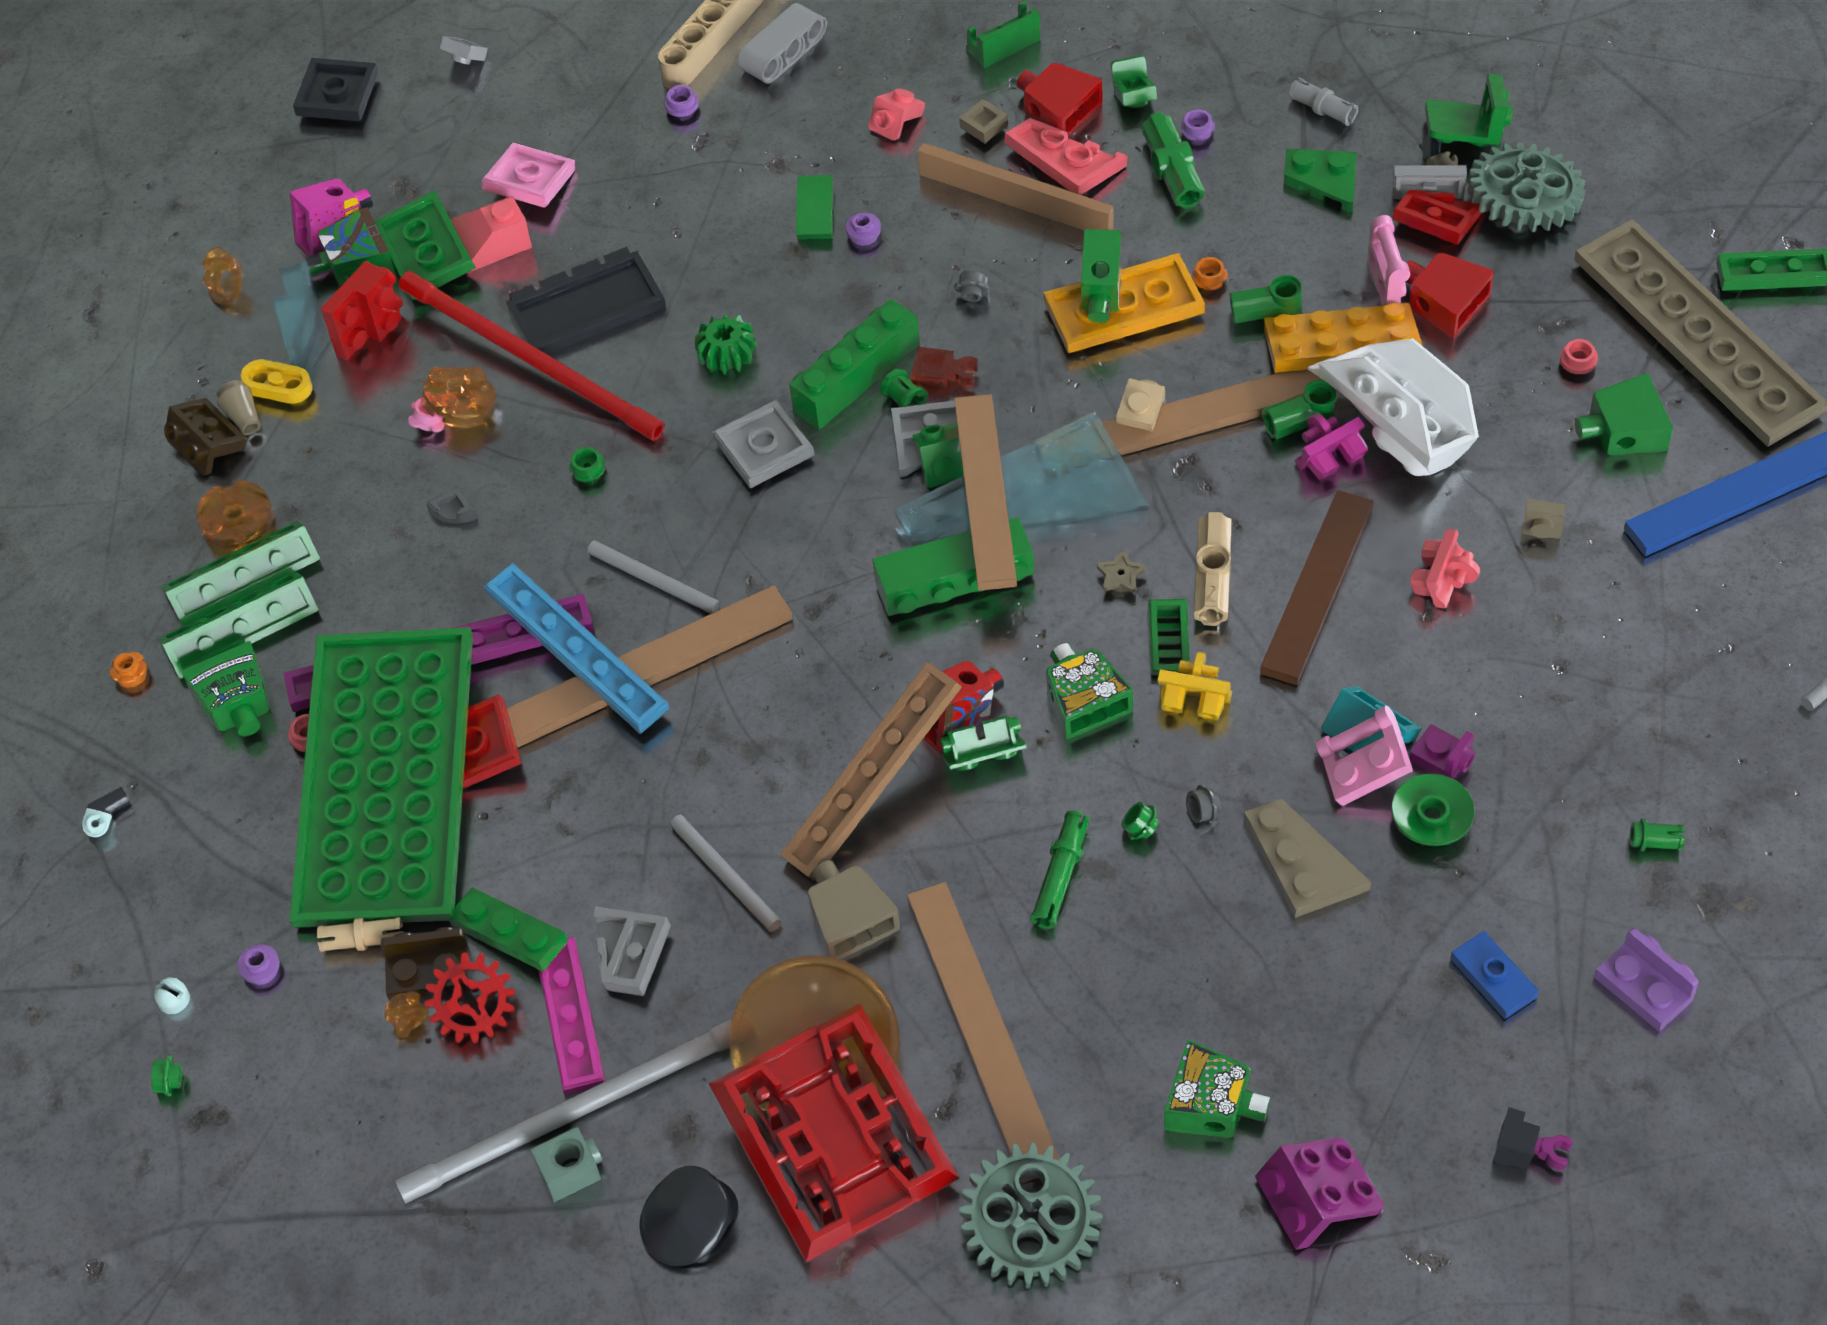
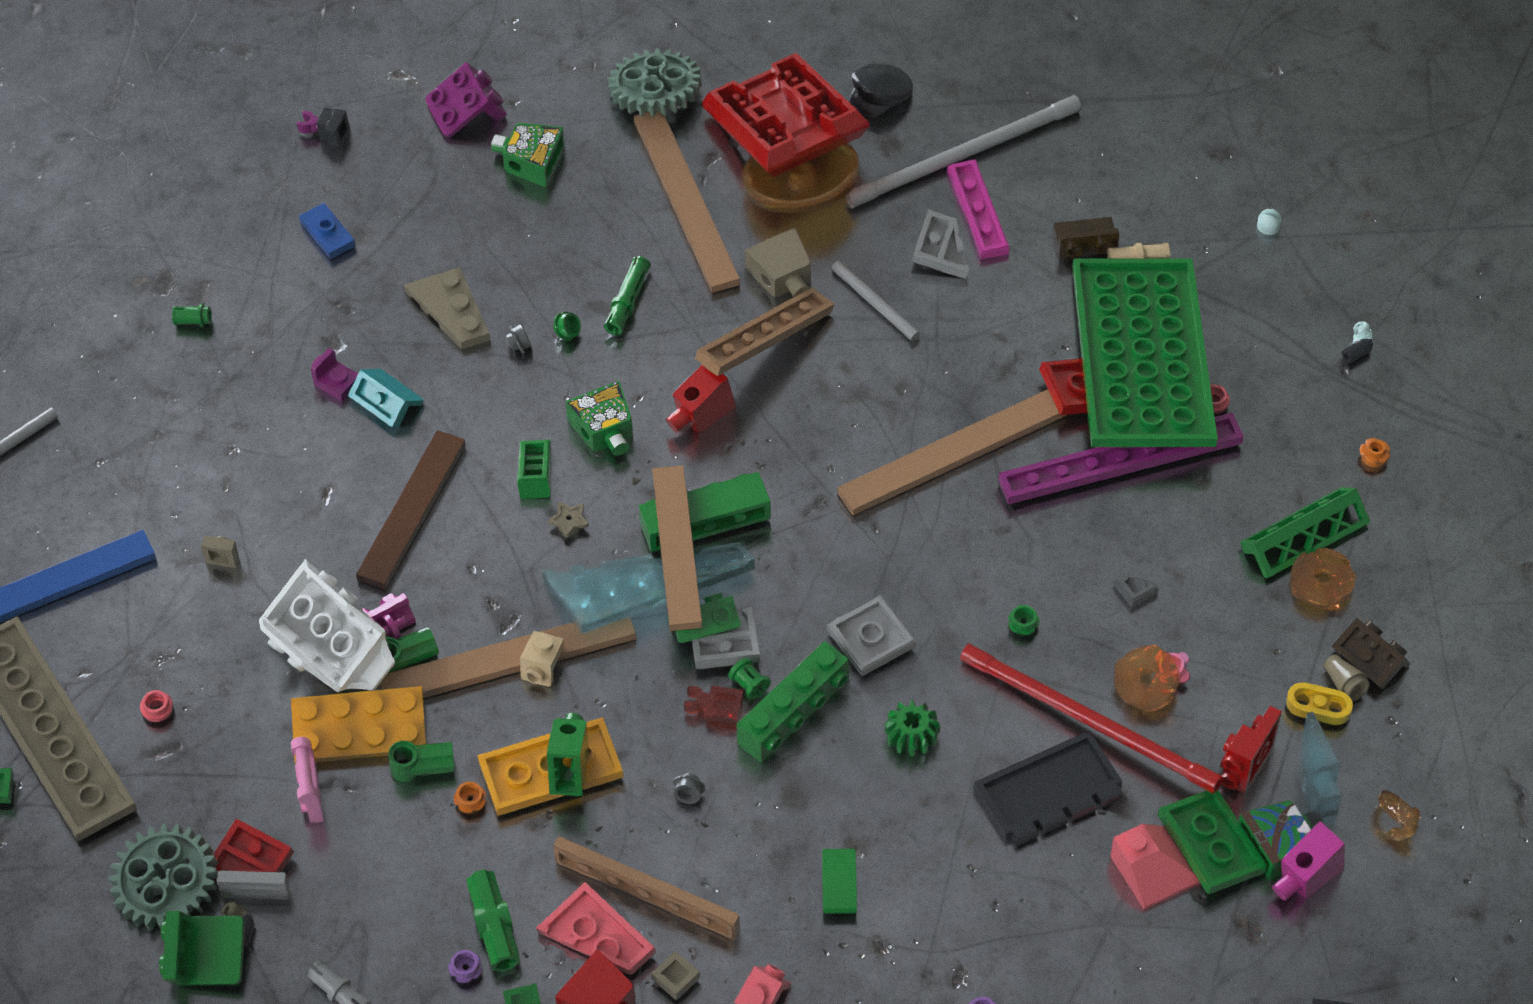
camera: 175 degrees right, 0 degrees up
(166, 1075) = (1256, 167): green plate -> none
(230, 689) = (1284, 426): green torso -> none
(239, 622) = (1290, 477): fence -> none
(260, 973) = (1211, 244): medium lavender plate -> none
(405, 1013) = (1094, 202): clear orange plate -> none
(452, 1008) = (1048, 204): red gear -> none
(508, 929) = (1030, 255): green plate -> none
(528, 175) = (1124, 922): bright pink plate -> none
(567, 1180) = (965, 112): sand green brick -> none
(576, 648) = (1009, 450): dark azure tile -> none
(653, 577) = (955, 525): light grey bar -> none
(863, 228) = (795, 865): medium lavender plate -> none
(997, 743) = (670, 378): hinge -> none
(1212, 692) = (517, 420): yellow hips -> none
(1213, 584) = (493, 527): tan piece -> none
(1322, 174) = (350, 910): green wing -> none
(1369, 766) = (394, 359): bright pink plate -> none
(1435, 796) = (347, 320): green dish -> none
(1449, 291) = (257, 767): red torso -> none
(1449, 569) = (305, 524): coral hips -> none
(1627, 418) = (130, 640): green torso -> none
(1648, 979) = (223, 224): medium lavender bracket -> none

